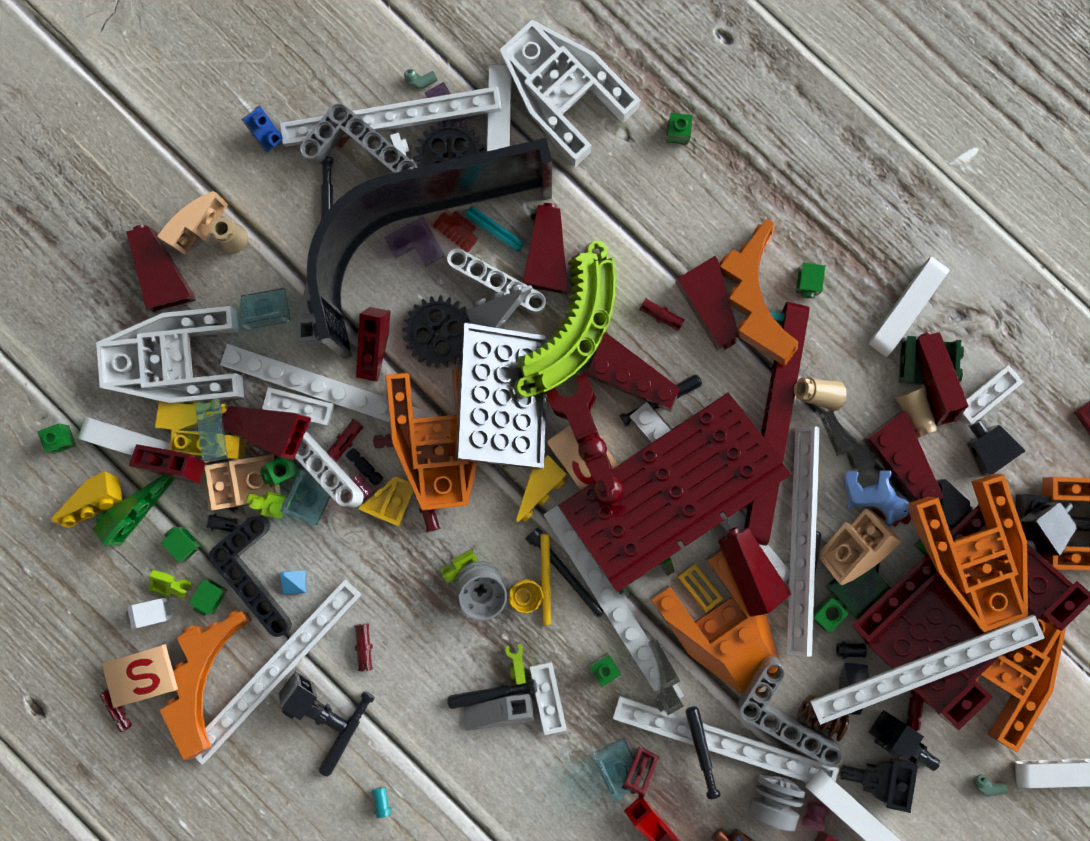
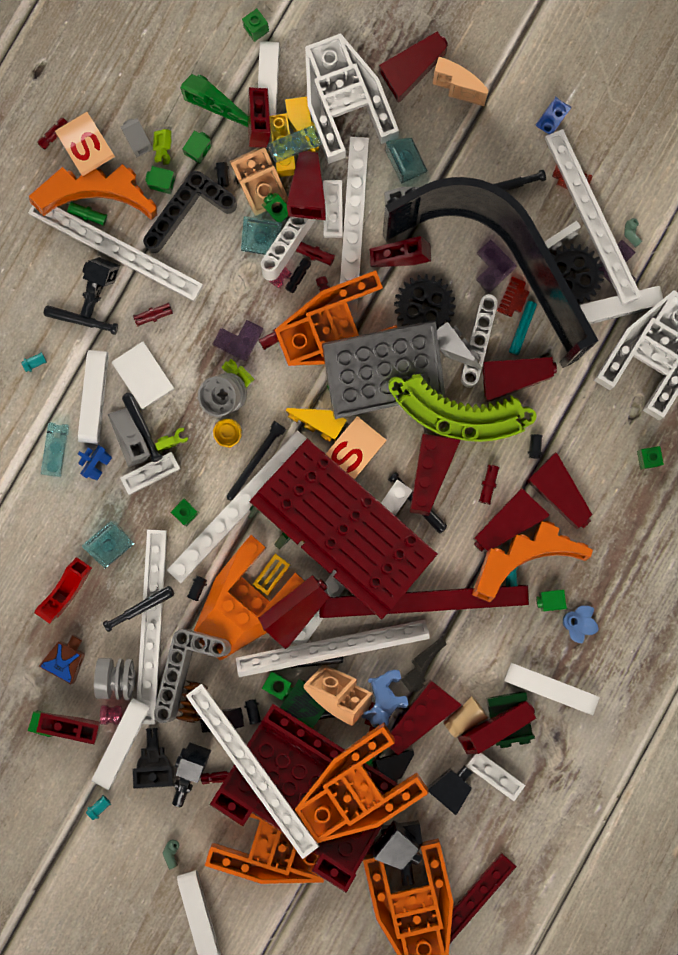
camera: 80 degrees right, 0 degrees up
(91, 498) = (215, 66): yellow slope -> none
(223, 694) = (87, 213): none -> green pin
(229, 235) = (457, 115): tan plant -> none
(267, 505) = (246, 206): lime plate -> none
(293, 582) = (190, 244): dark azure slope -> none
(364, 139) = (565, 200): light grey beam -> none
(390, 501) = (275, 304): yellow wing -> none
(427, 554) = (241, 345): none -> clear purple plate
(431, 677) = (143, 375): none -> white tile
(441, 742) = (93, 397): none -> white beam
(491, 804) = (54, 450): none -> clear light blue plate
(524, 768) = (98, 455): none -> blue hips
(545, 578) = (246, 445): yellow bar -> none
(591, 447) = (361, 452): dark red piece -> none
(632, 251) = (535, 446): none -> black pin
(634, 787) = (96, 559): dark red tile -> none
(666, 695) = (175, 568): clear smoke slope -> none
(689, 237) = (558, 488): none -> dark red slope
(695, 678) = (197, 588): none -> black pin
(824, 393) = (458, 631): tan plant -> none
(844, 253) = (583, 623): none -> medium blue plate

